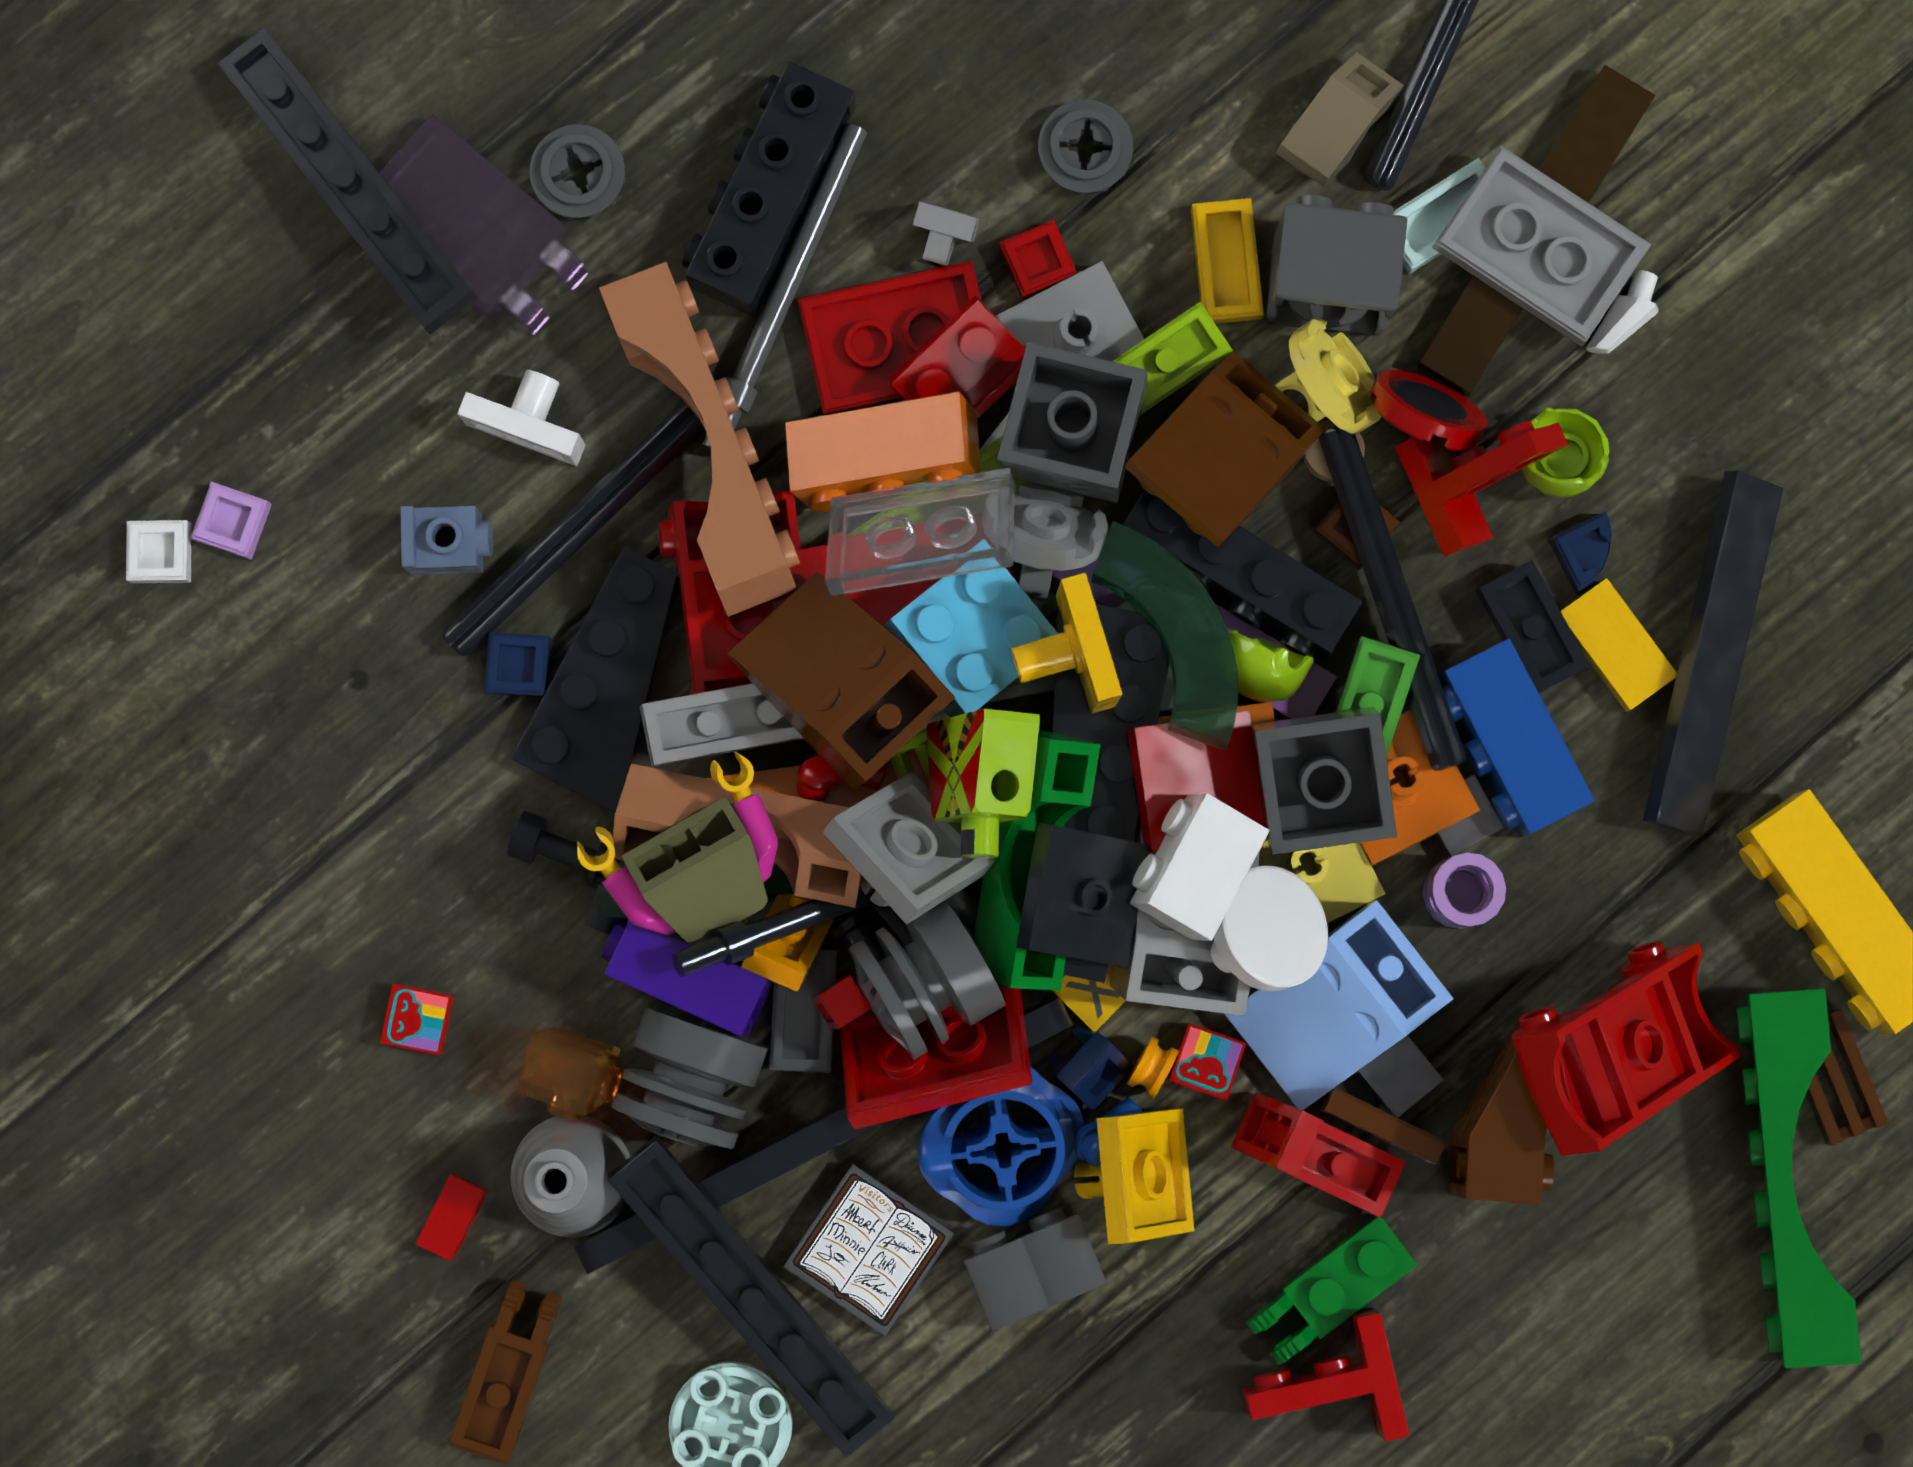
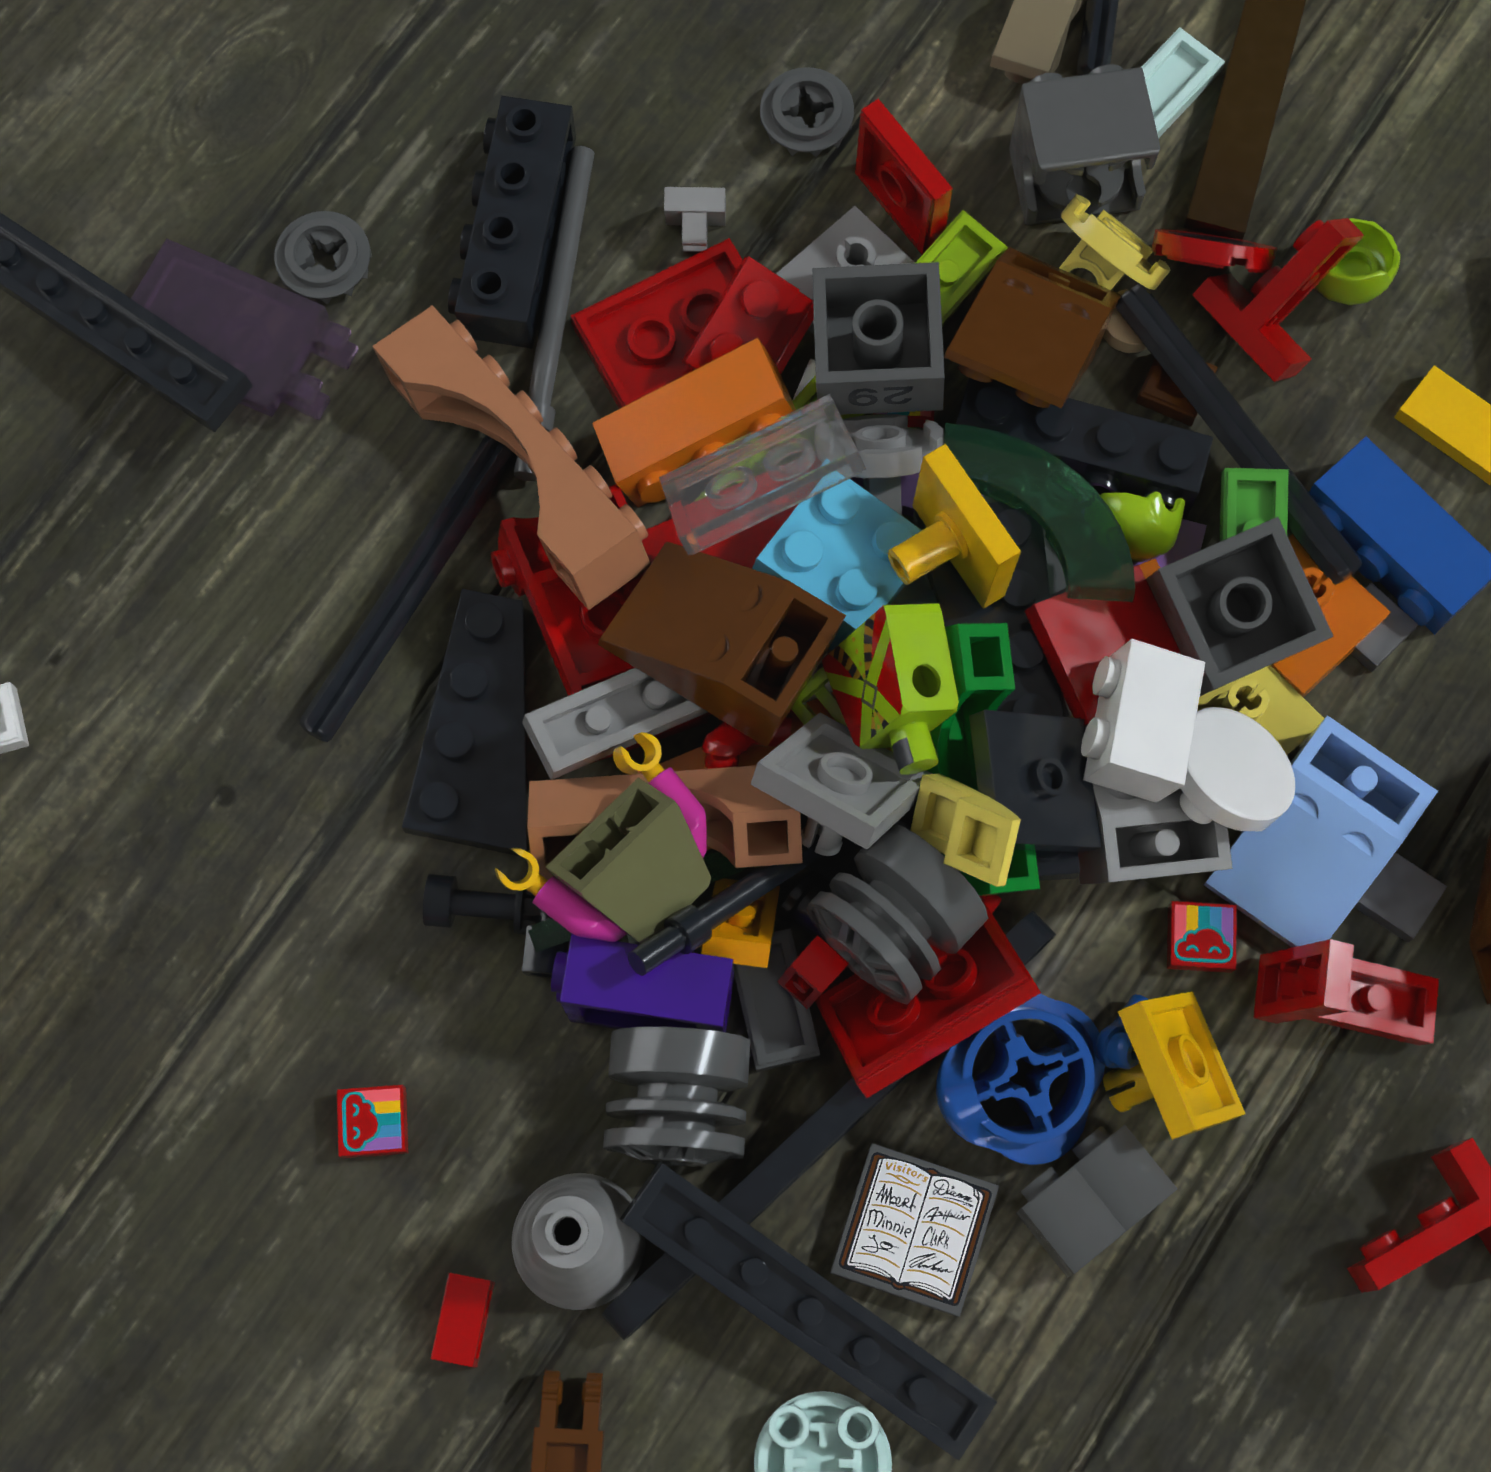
camera: 15 degrees left, 10 degrees down
(231, 520) = (56, 672): lavender tile -> none
(465, 555) = (270, 650): sand blue brick -> none
(517, 664) = (384, 734): dark blue tile -> none
(525, 420) = (331, 496): white tile -> none
(569, 1072) = (548, 1128): clear orange brick -> none
(1004, 923) = (966, 827): none -> light yellow slope
(1037, 259) = (790, 222): red tile -> none
(1090, 1000) = (1064, 904): yellow tile -> none
(1093, 1069) = (1090, 974): dark blue tile -> none
(1149, 255) = (901, 177): none -> red tile
(1152, 1067) = (1150, 955): light orange bush -> none
(1227, 260) = (975, 173): yellow tile -> none
(1336, 1286) = (1410, 1129): green hinge -> none
(1382, 1125) = (1408, 948): reddish brown tile -> none
(1464, 890) = (1403, 692): lavender piece -> none
(1531, 619) = (1365, 408): black plate -> none
(1541, 246) = (1267, 84): light grey tile -> none
(1583, 550) = (1400, 349): dark blue tile -> none
(1626, 314) = (1365, 128): white bar -> none

